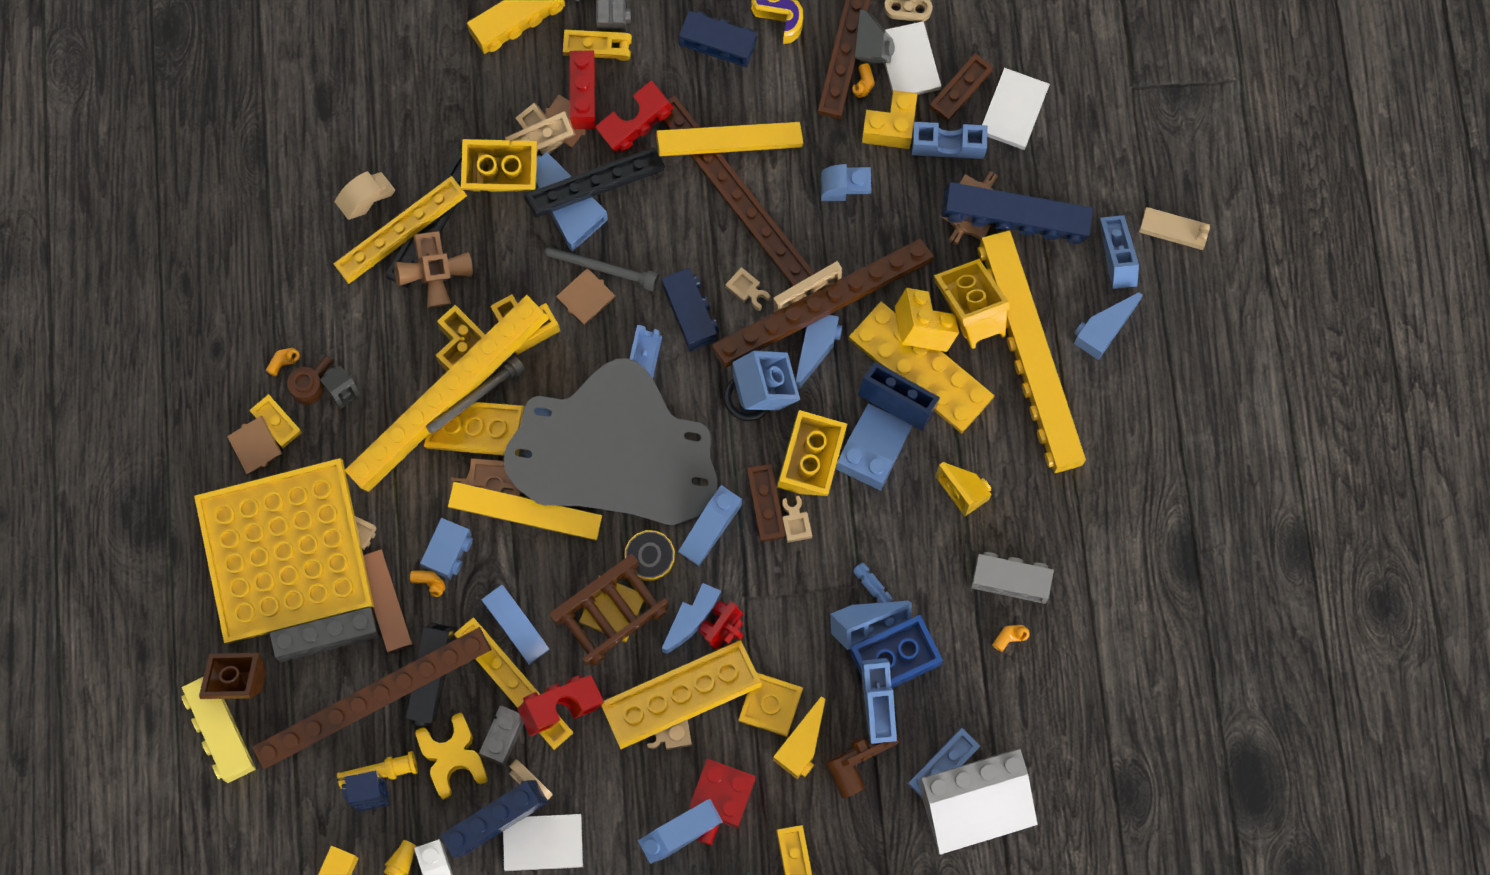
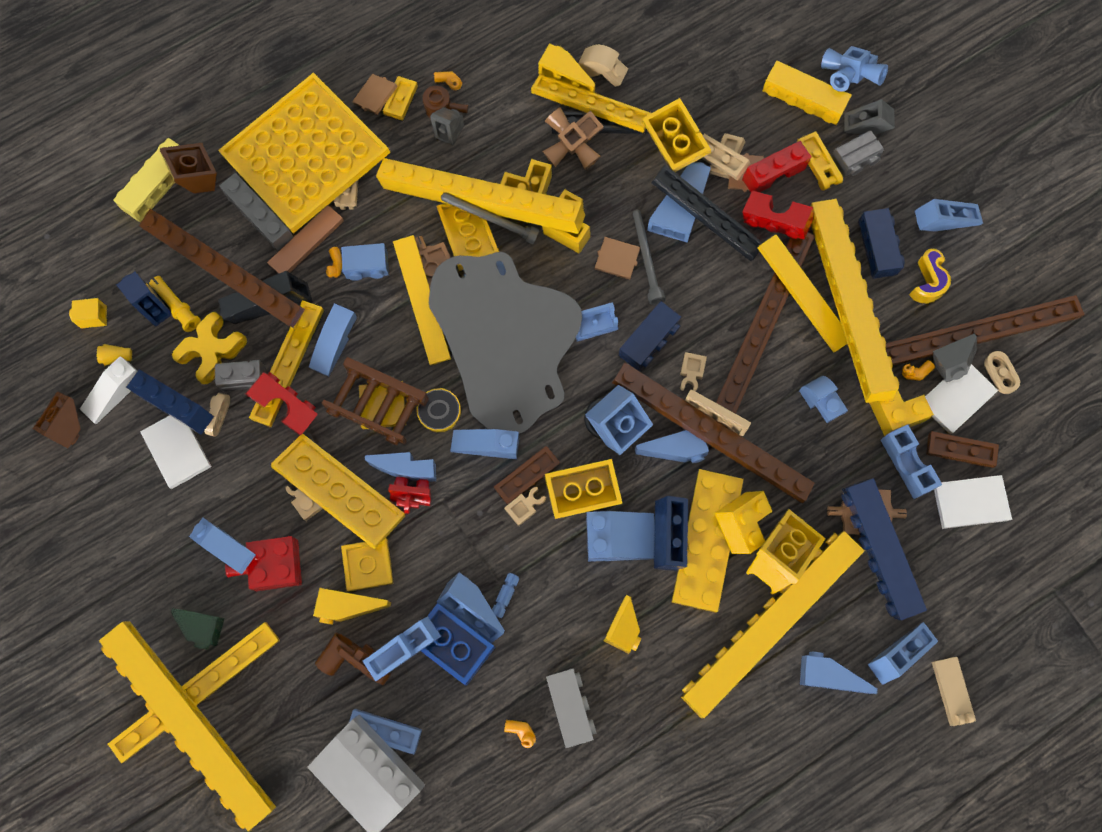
camera: 65 degrees right, 0 degrees up
(342, 236) = (562, 66): none -> yellow slope
(763, 99) = (853, 303): none -> yellow brick

